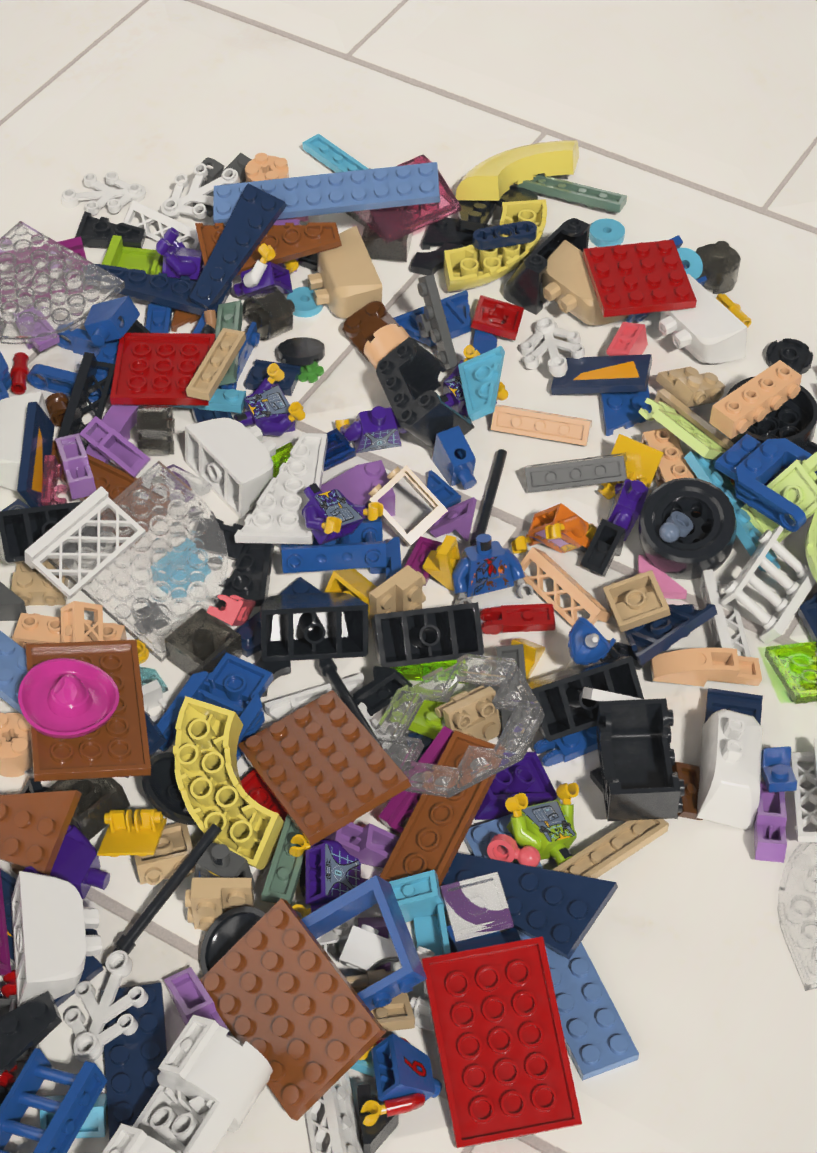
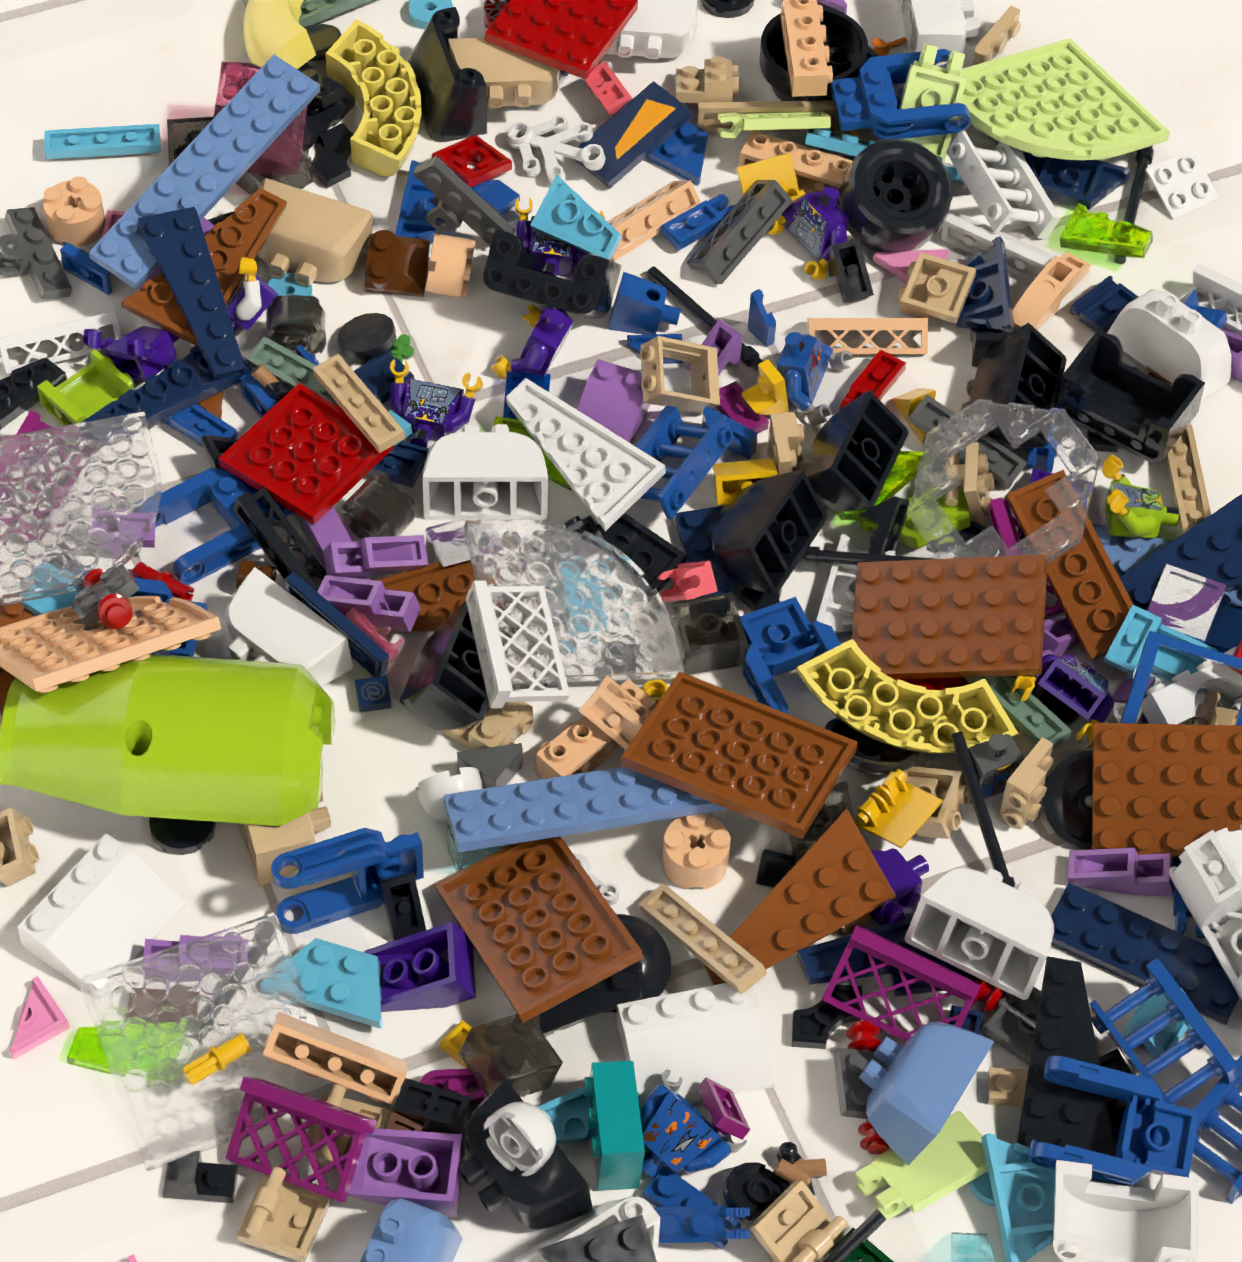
camera: 55 degrees left, 5 degrees up
(67, 698) = (736, 753): dark pink hat -> none
(110, 320) = (197, 455): blue torso -> none
(119, 966) = (1076, 940): white plant -> none
(196, 193) = (41, 282): white plant -> none
(333, 515) = (658, 431): torso -> none
(509, 523) = (760, 322): none -> blue tile
(524, 230) = (383, 91): dark blue beam -> none
(526, 856) = (1140, 547): coral plate -> none
(557, 529) = (803, 290): orange torso -> none
(564, 448) = (695, 222): none -> blue hinge
(586, 644) = (979, 346): blue helmet -> none
(600, 695) = (1054, 368): white plate -> none
(676, 526) = (900, 199): sand blue plate -> none

